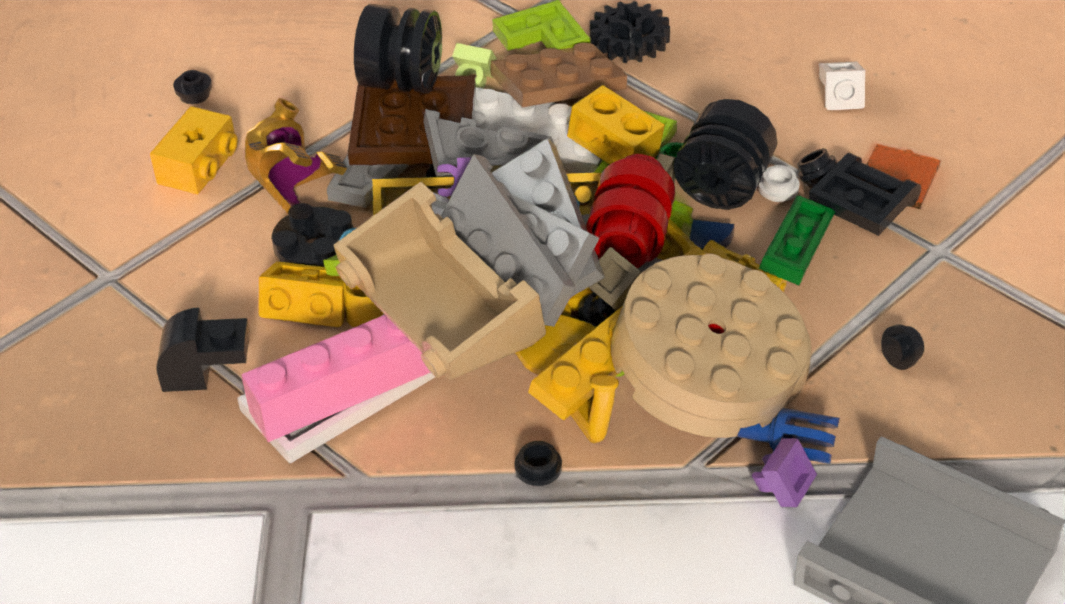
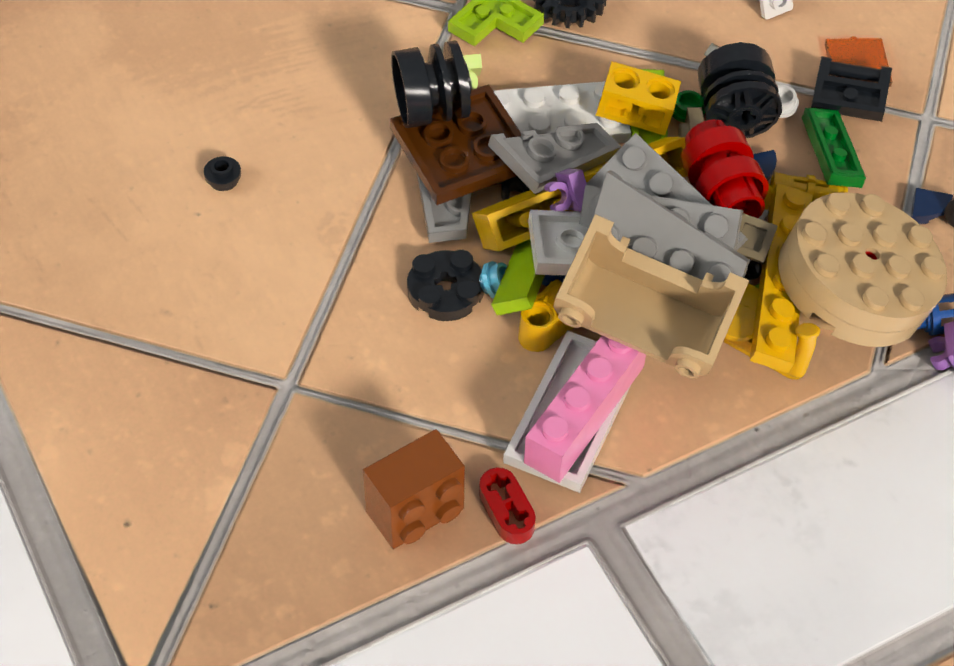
camera: 30 degrees left, 10 degrees up
(120, 391) = (414, 489): none -> dark orange brick
(194, 150) = (280, 236): yellow brick -> none
(194, 344) = (449, 414): black brick -> none
(220, 448) = (514, 501): none -> red beam
(279, 158) = (368, 223): pearl gold piece -> none
(301, 294) = (481, 338): yellow bracket -> none
(538, 463) = (775, 406): black plate -> none
(557, 74) = (542, 58): medium nougat plate -> none
(816, 165) = (800, 75): black plate -> none
(865, 328) = (928, 205): none -> dark blue tile

